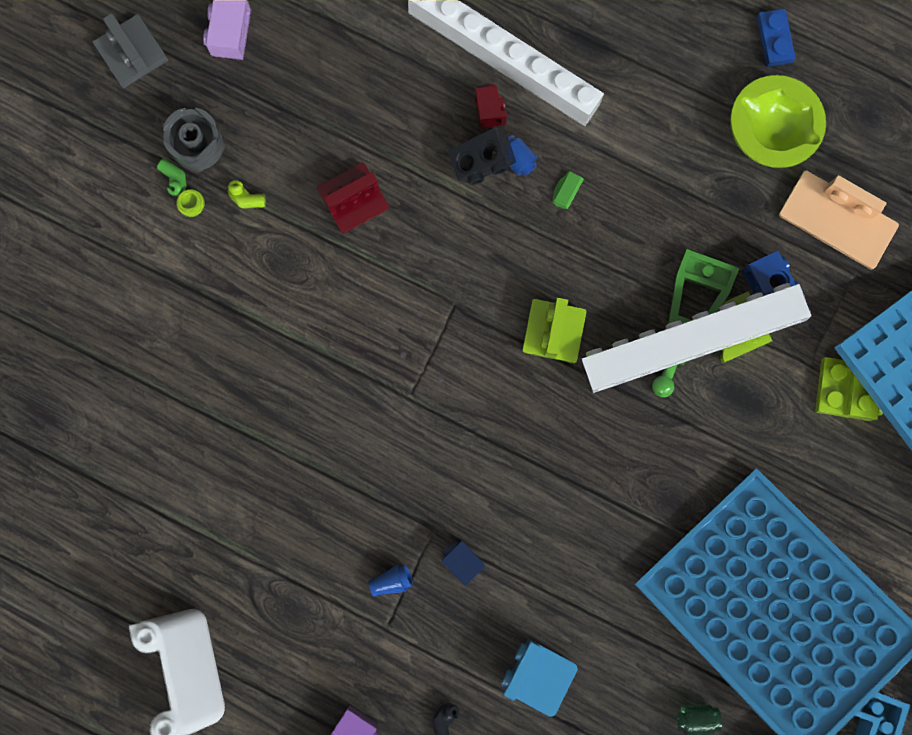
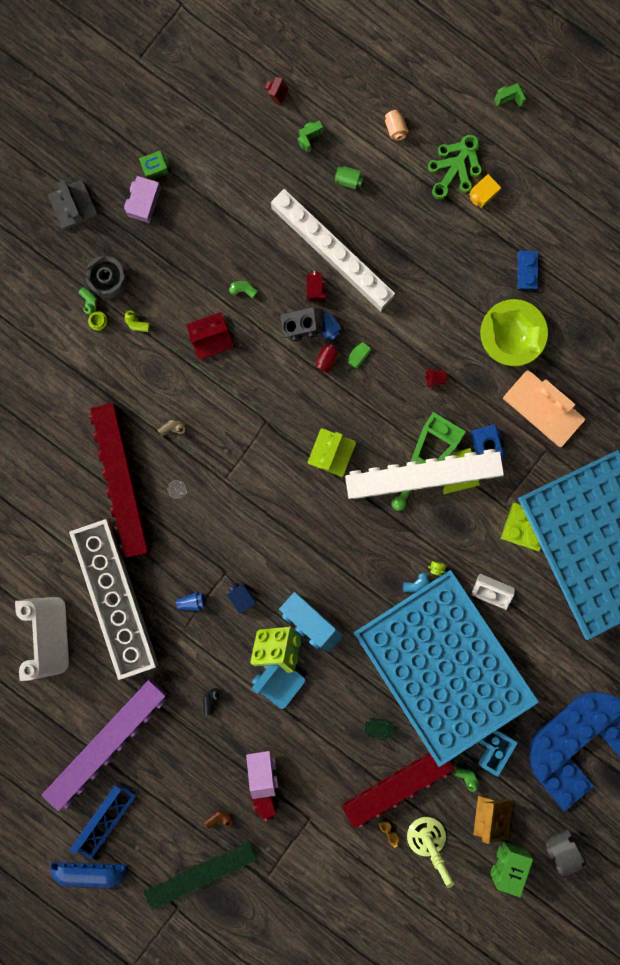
camera: 20 degrees right, 5 degrees up
(257, 422) = (119, 479): none -> dark red brick
(277, 597) = (114, 599): none -> white brick
(321, 332) = (172, 426): none -> dark tan arm
(342, 421) = (177, 489): none -> clear plate
(388, 122) = (243, 286): none -> bright green arm
(524, 201) = (327, 358): none -> dark red brick
(528, 627) = (276, 647): none -> lime bracket
(570, 580) = (310, 623): none -> dark azure wedge
(679, 202) = (435, 377): none -> dark red piece
(718, 493) = (421, 582): none -> dark azure arm
(737, 469) = (437, 568): none -> lime plate
(821, 489) = (493, 591): none -> white slope

